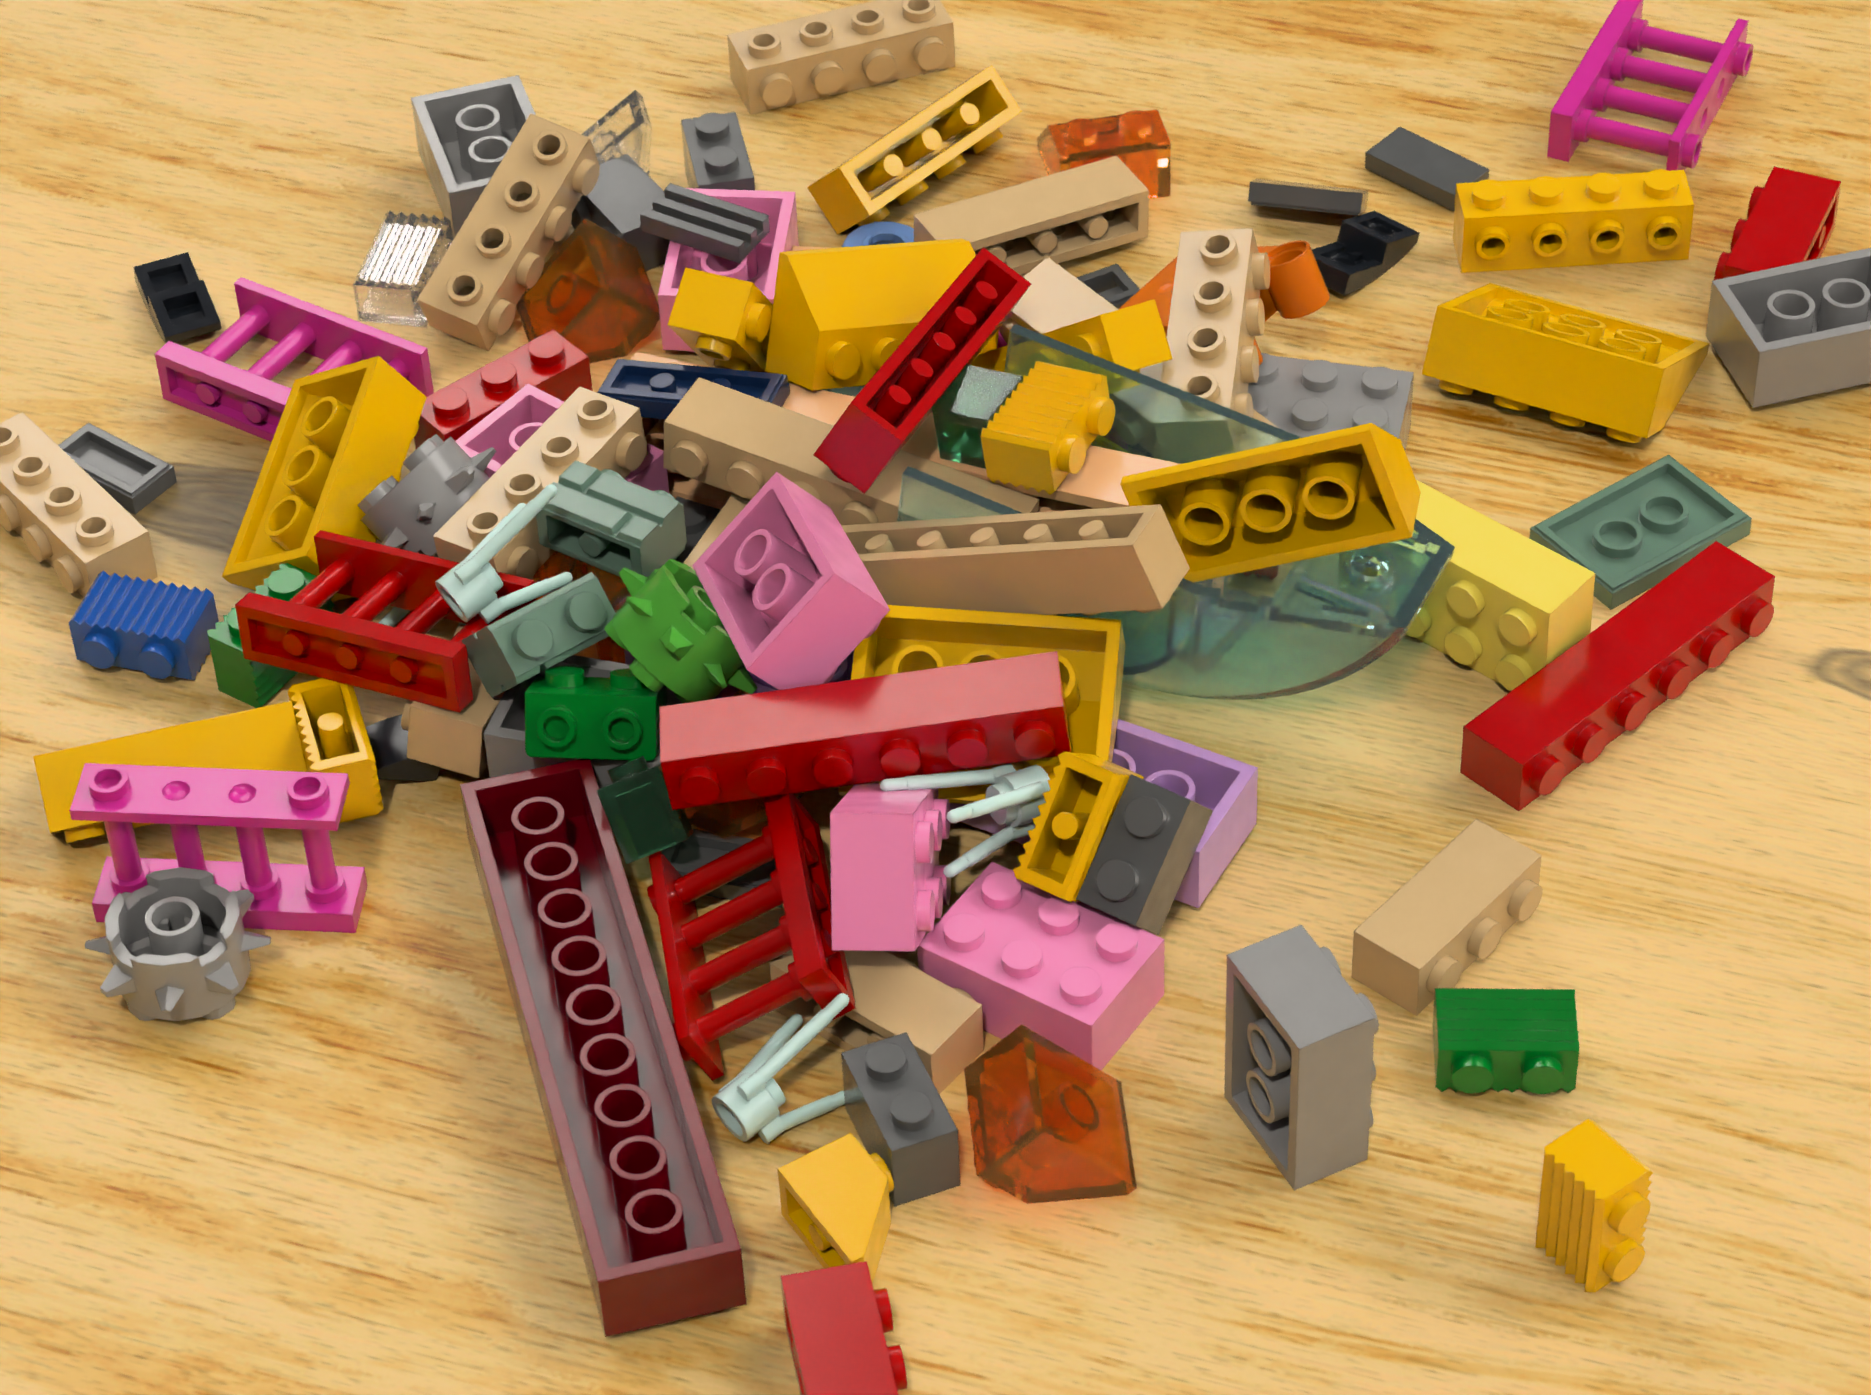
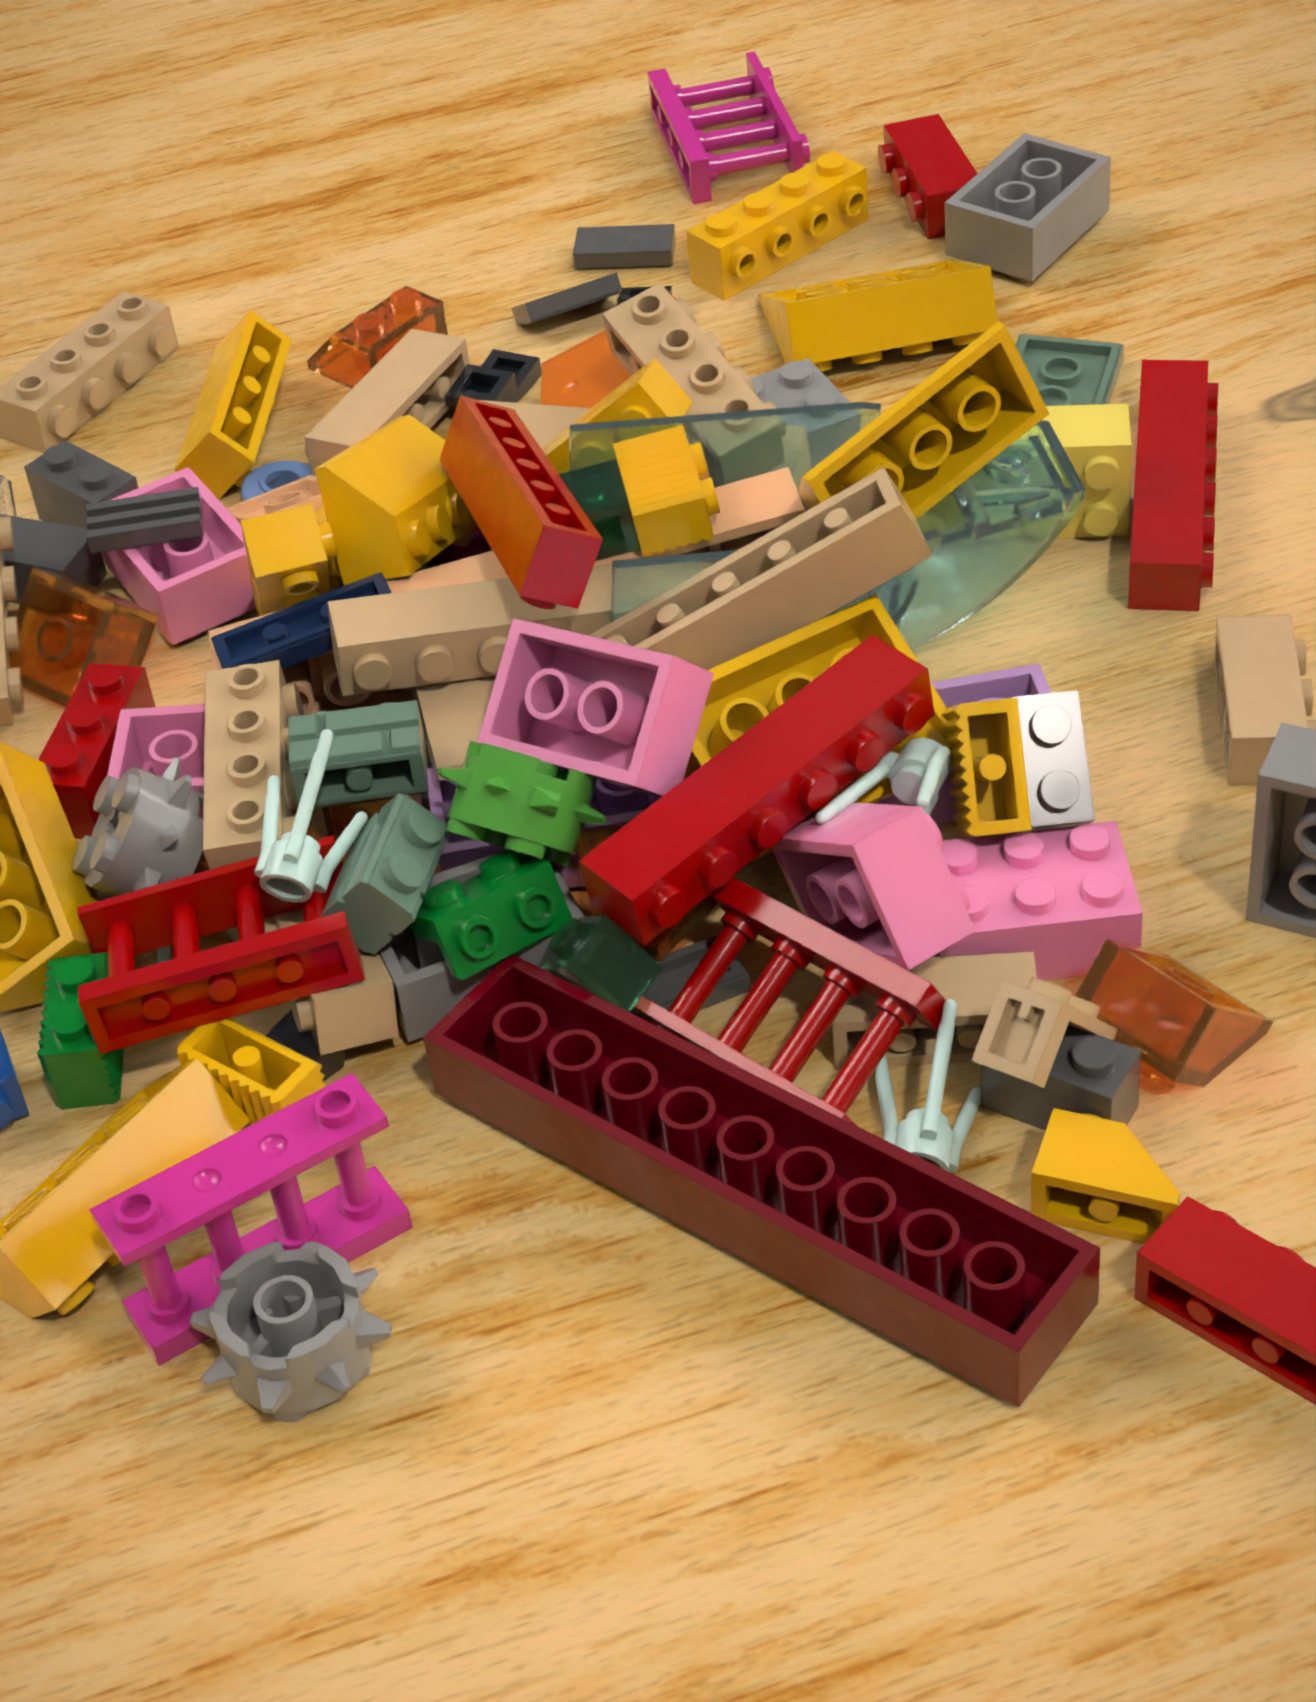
camera: 35 degrees left, 0 degrees up
(876, 1041) = (1029, 1027): none -> tan bracket
(1142, 250) = (500, 378): none -> black slope

